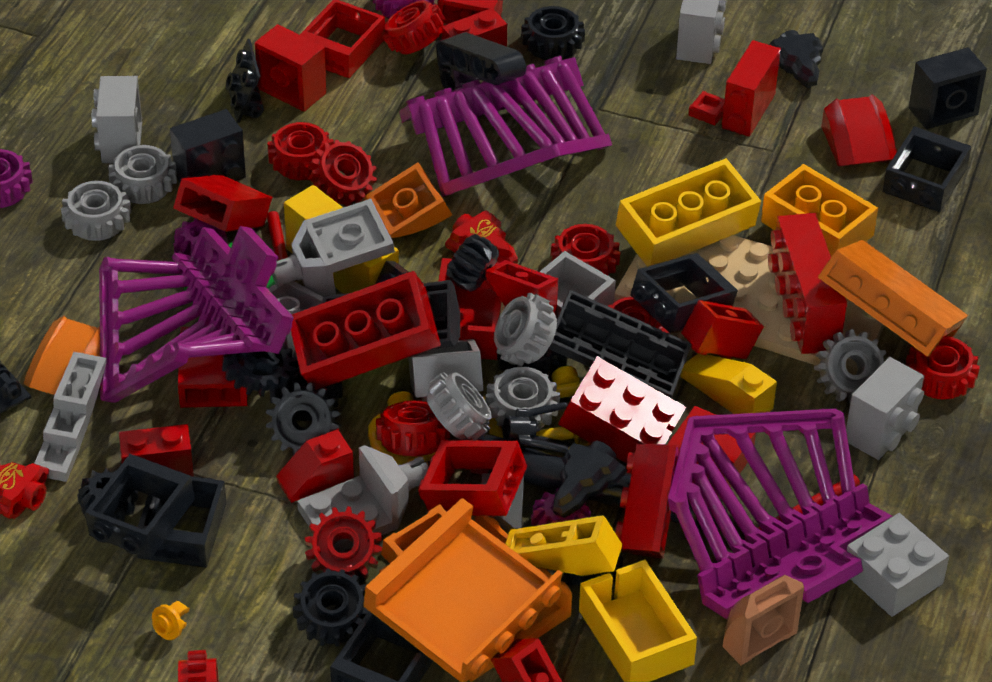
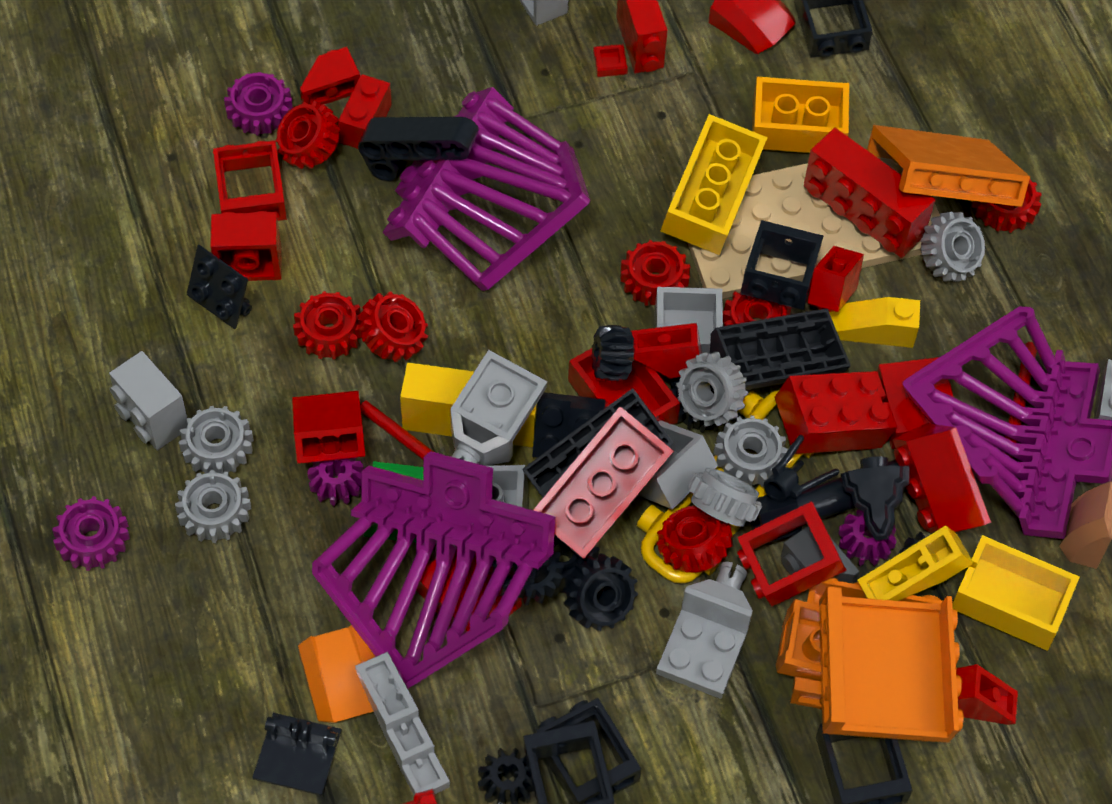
camera: 40 degrees left, 15 degrees up
(161, 445) = (508, 710): red brick -> none
(209, 147) = (263, 383): black brick -> none
(317, 466) = (643, 627): red slope -> none
(326, 590) = (770, 760): black gear -> none
(344, 526) = (724, 691): red gear -> none
(409, 203) = (471, 323): orange slope -> none
(486, 226) = (562, 314): red rock -> none
(552, 32) = (422, 64): black gear -> none
(884, 408) = (1012, 268): light grey brick -> none

